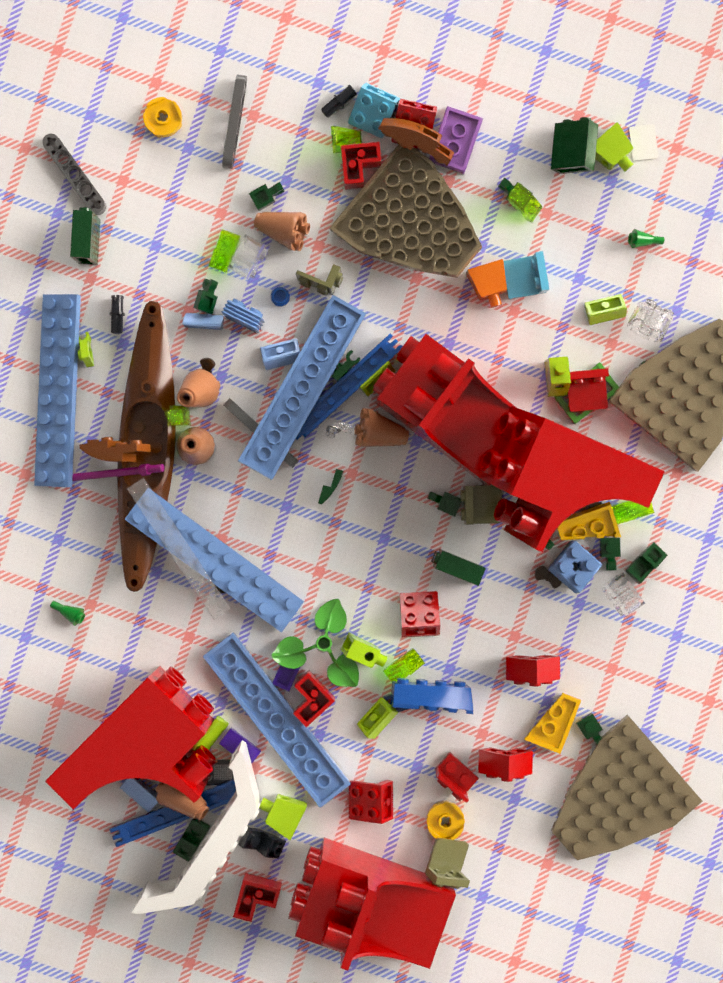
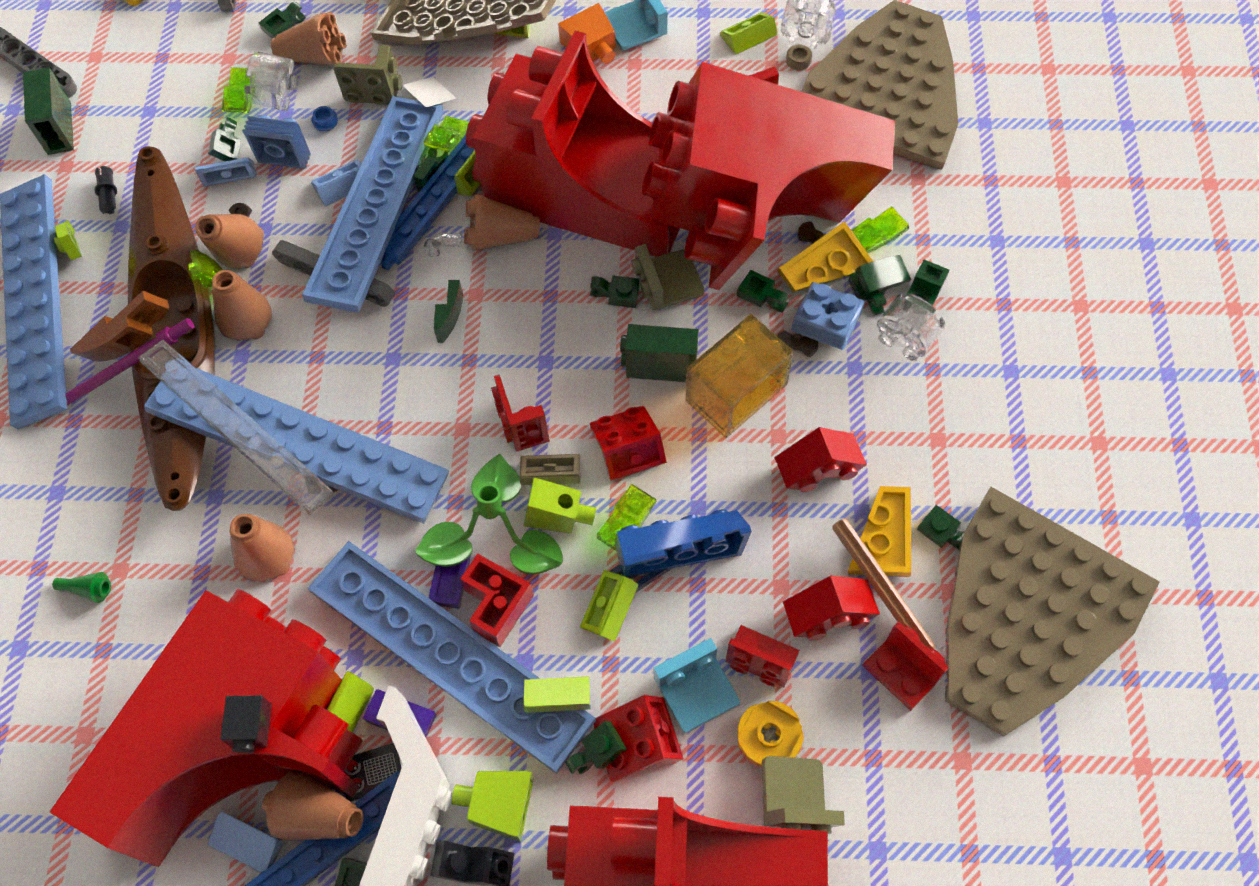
camera: 15 degrees left, 25 degrees down
(158, 769) = (246, 722): none -> black brick
(185, 616) = (260, 547): none -> nougat cone
(332, 767) = (557, 694): none -> slope
(348, 802) = (601, 748): none -> dark green plate
(360, 296) = (429, 91): none -> white sticker
(361, 592) = (524, 427): none -> red bracket
(363, 341) = (446, 135): none -> clear neon green slope
(366, 619) = (553, 468): none -> dark tan tile
(413, 783) = (695, 686): none -> medium azure bracket
(502, 600) = (738, 375): none -> clear yellow container
(532, 807) = (906, 665): none -> red bracket
(540, 757) = (879, 580): none -> medium nougat axle
(622, 548) = (883, 274): none -> slope
(633, 344) = (799, 57): none -> dark tan tile

